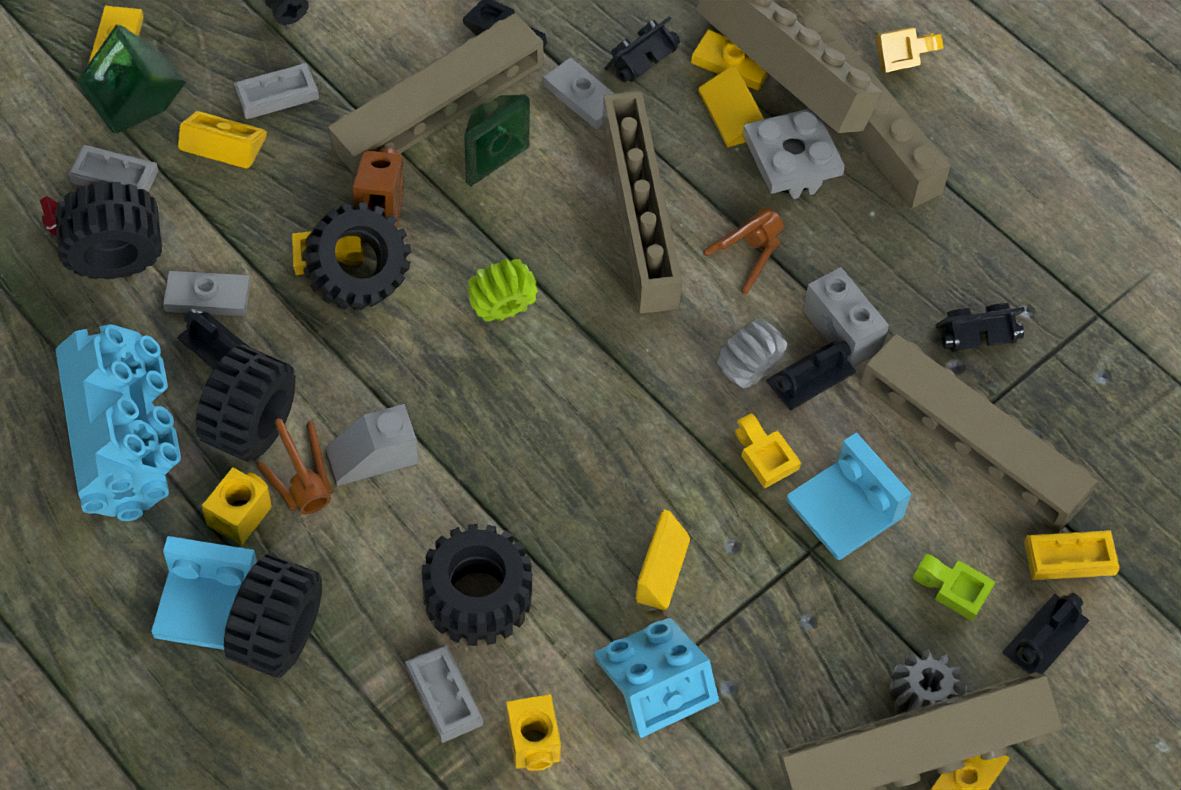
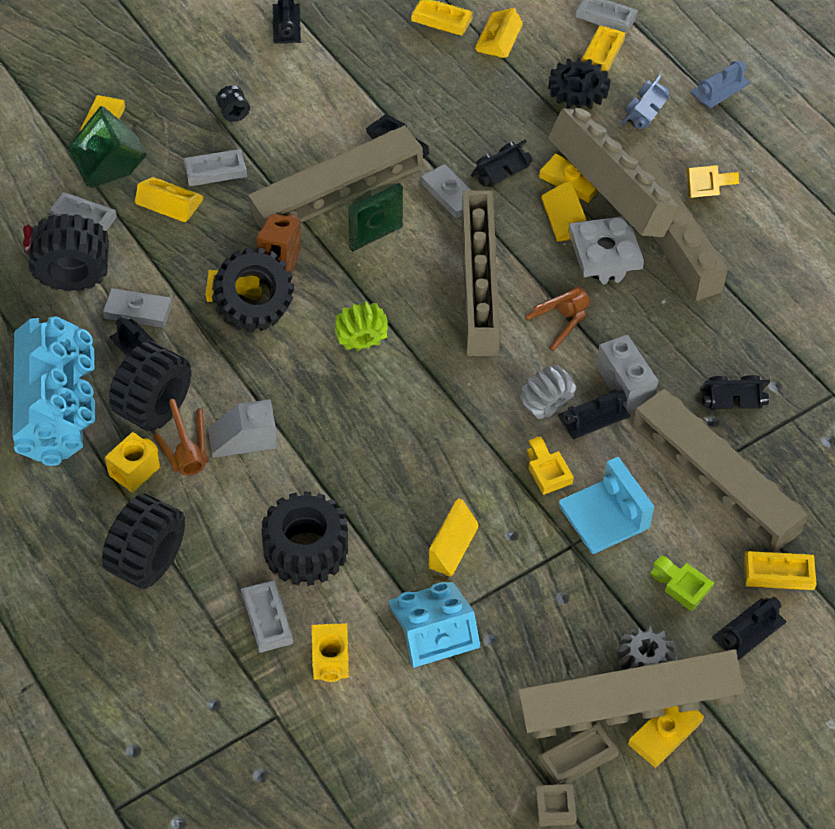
camera: 10 degrees right, 5 degrees down
(199, 591) = (90, 517): medium azure bracket -> none

